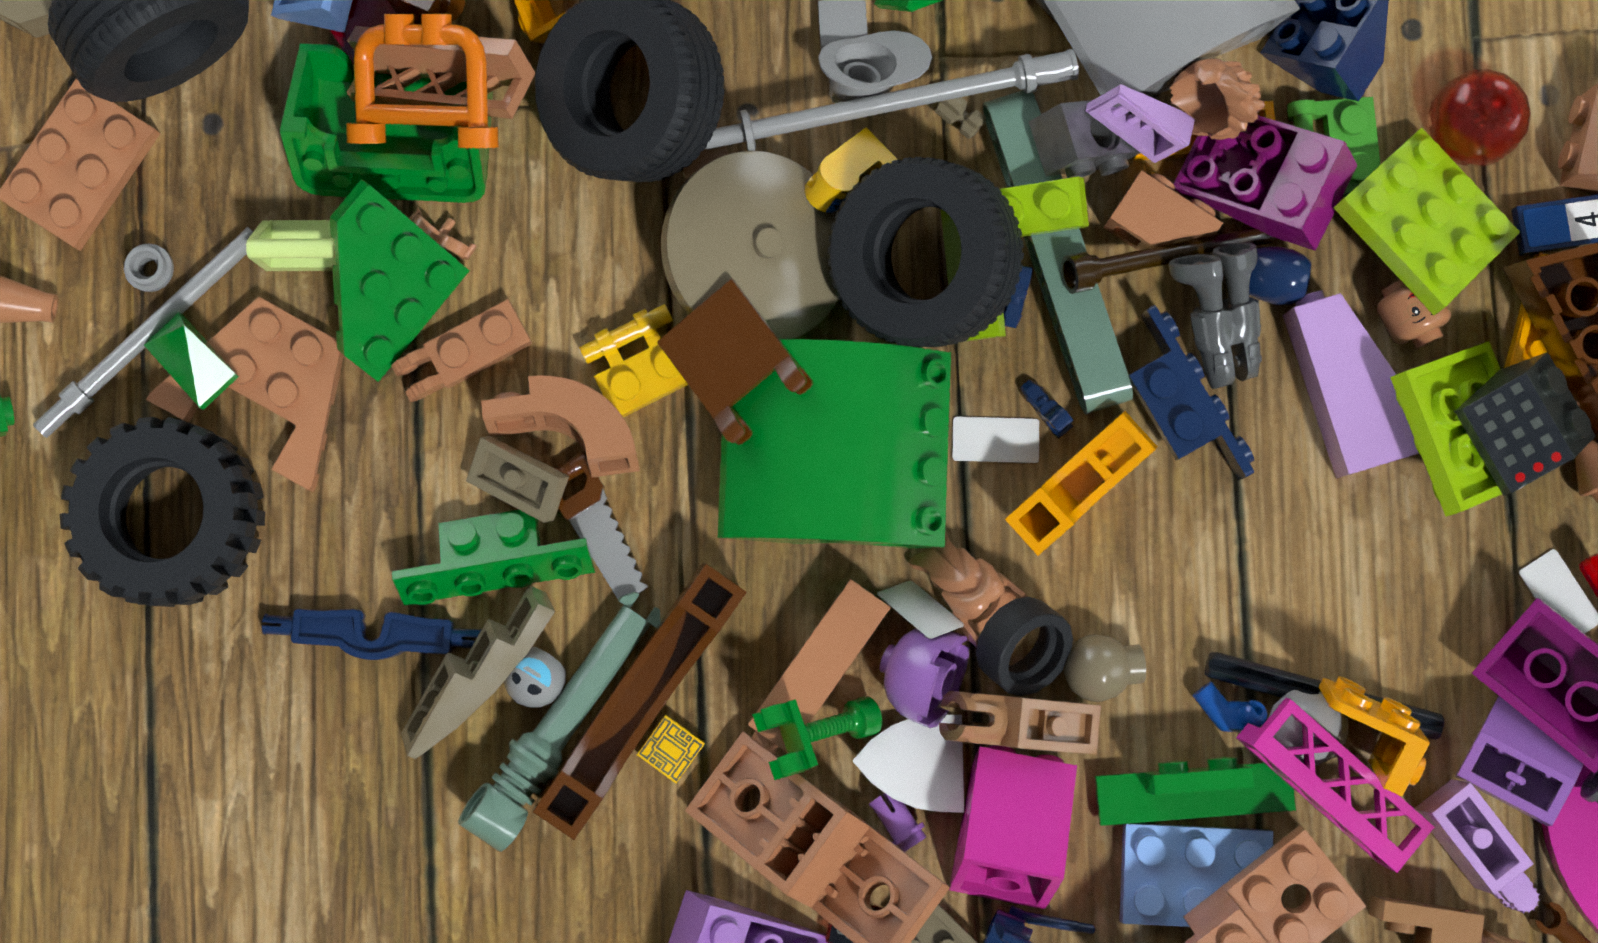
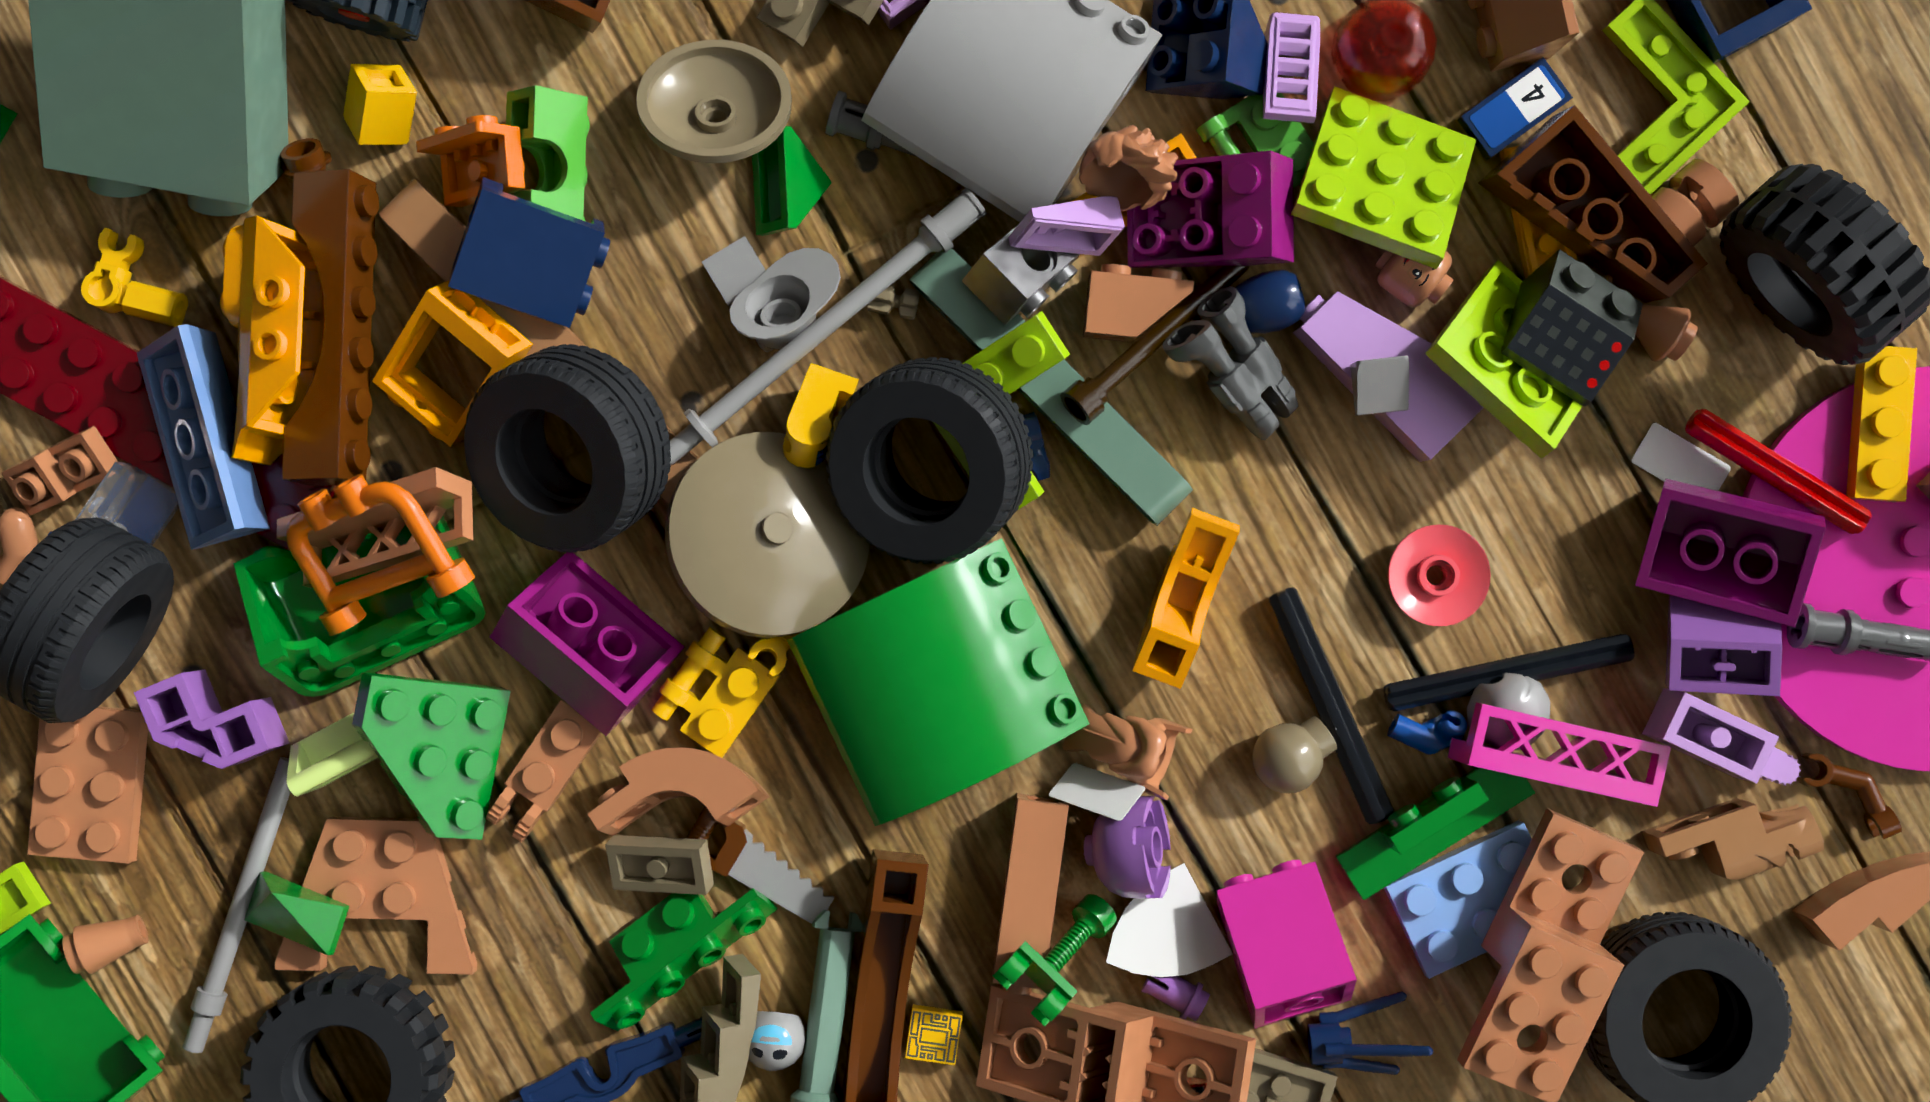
camera: 25 degrees left, 5 degrees up
(139, 258) = (195, 850): light grey plate -> none
(192, 145) = (187, 716): none -> medium lavender brick
(451, 245) = (465, 674): nougat piece -> none
(554, 261) = (586, 641): none -> magenta slope
(726, 353) = (793, 655): reddish brown flag -> none
(995, 439) = (1084, 590): white sticker -> none
(1004, 632) = (1189, 768): black tyre -> none
(1025, 723) = (1246, 847): medium nougat plate -> none
(1048, 409) = (1116, 538): dark blue piece -> none
(1157, 644) = (1331, 705): none -> black axle
(1179, 401) = (1237, 471): dark blue bracket -> none
(1329, 575) = (1463, 580): none -> coral dish
(1338, 387) = (1380, 385): none -> light grey slope
(1402, 744) = (1582, 673): light orange bracket -> none
(1408, 76) = (1297, 37): none -> lavender slope

